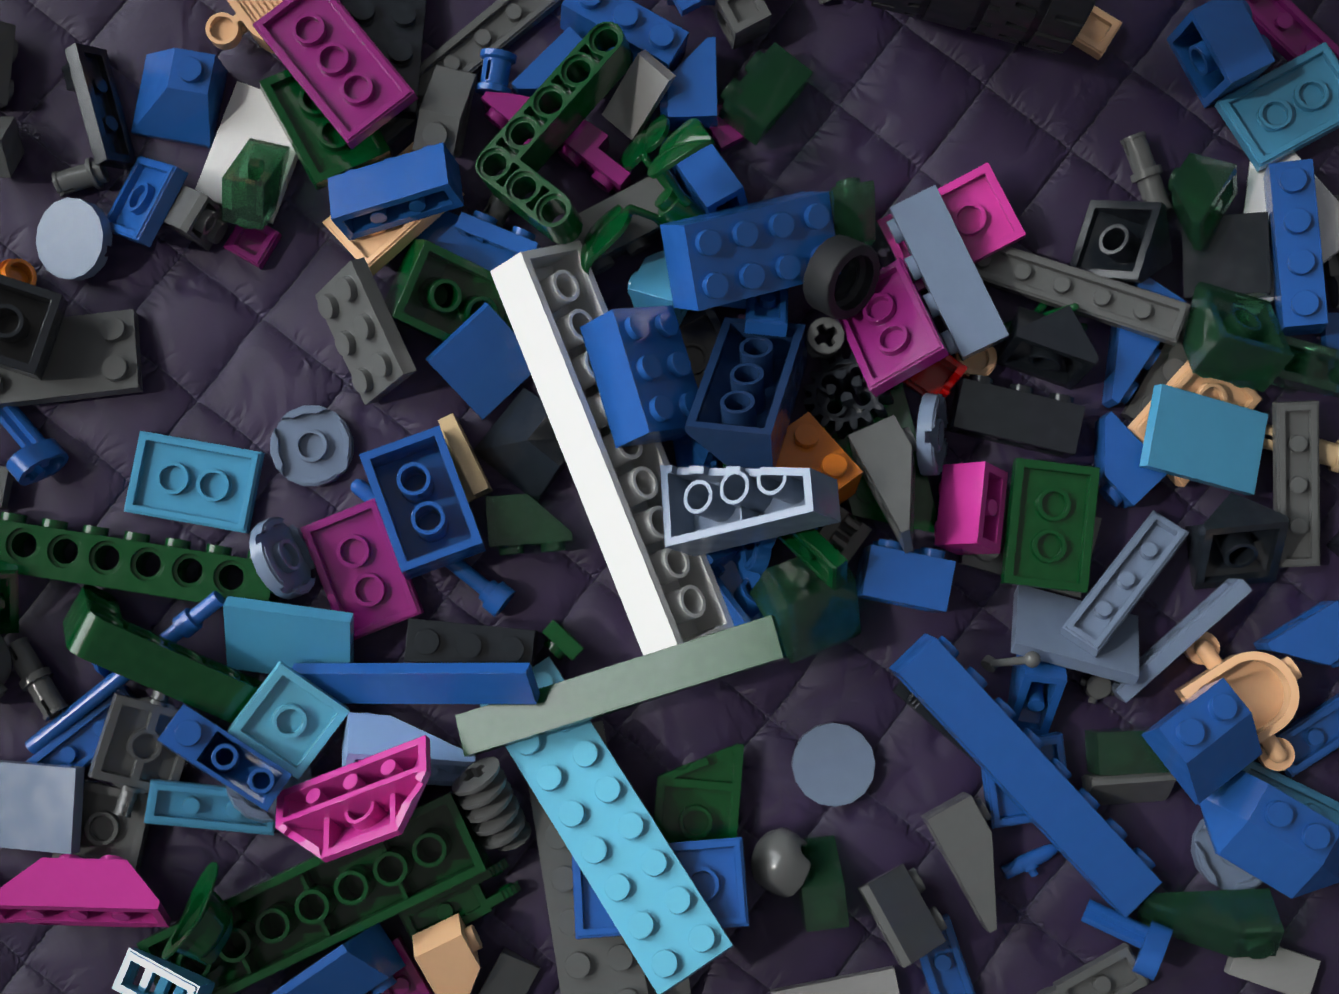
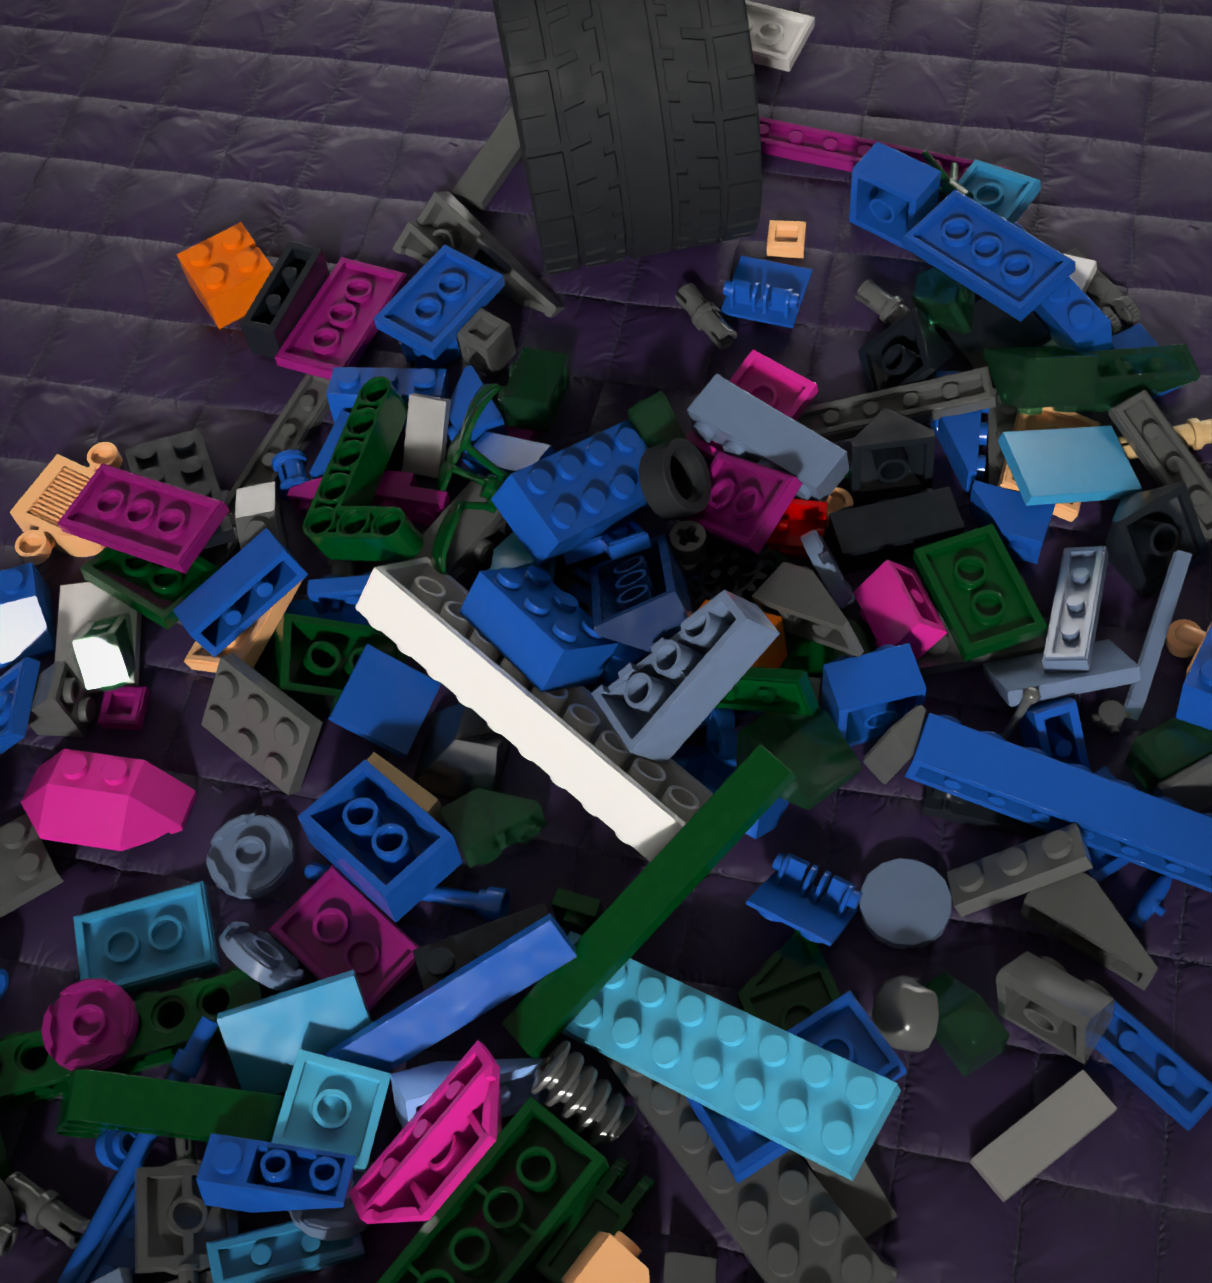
camera: 10 degrees left, 25 degrees down
(119, 552) = (90, 1025): none -> magenta tile
(199, 337) = (105, 801): none -> dark pink wedge
(749, 732) = (802, 906): none -> blue hinge
(899, 634) = (896, 746): none -> dark grey slope
(937, 793) = (1019, 869): none -> dark grey plate
(968, 85) = (706, 316): none -> dark grey pin
(1041, 89) = (766, 291): none -> blue hinge
(1261, 186) = (988, 254): none -> blue tile
(1282, 62) = (948, 183): none -> dark green plant

